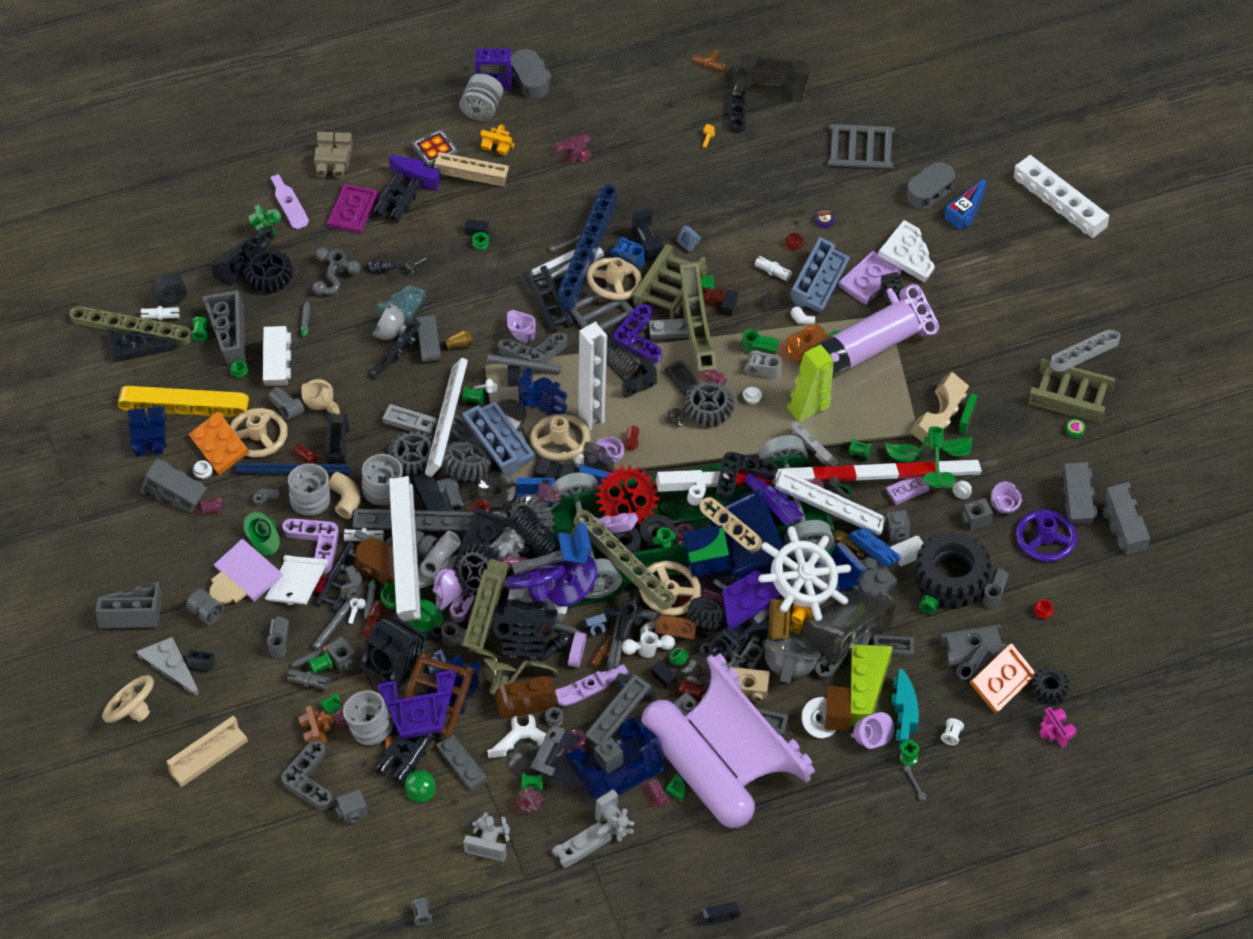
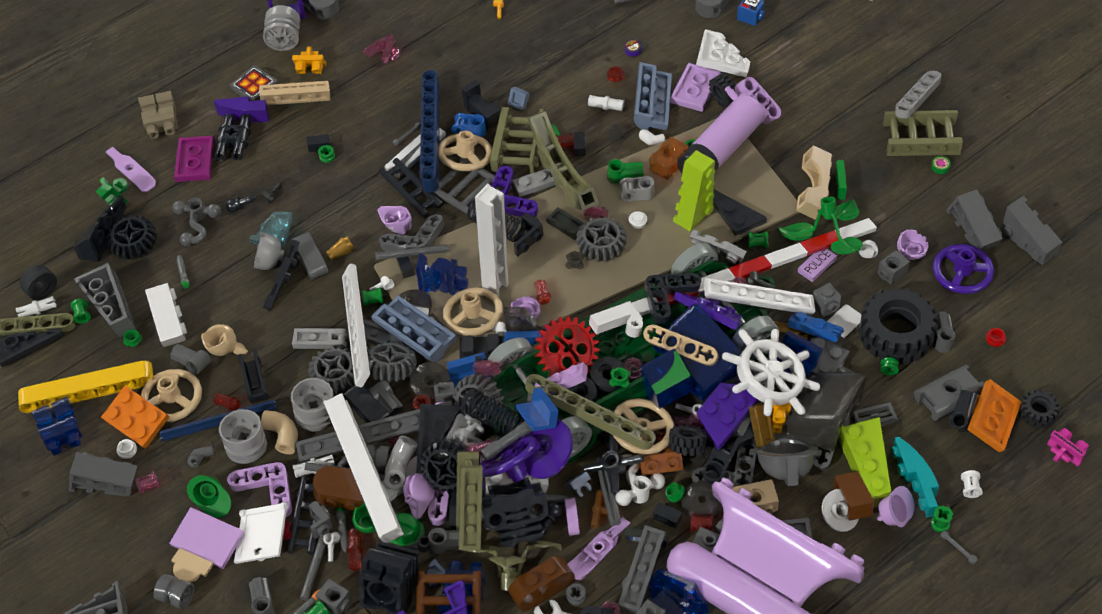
camera: 15 degrees left, 0 degrees up
(504, 503) = (444, 392): none -> dark grey tile
(849, 418) = (736, 215): none -> black wing

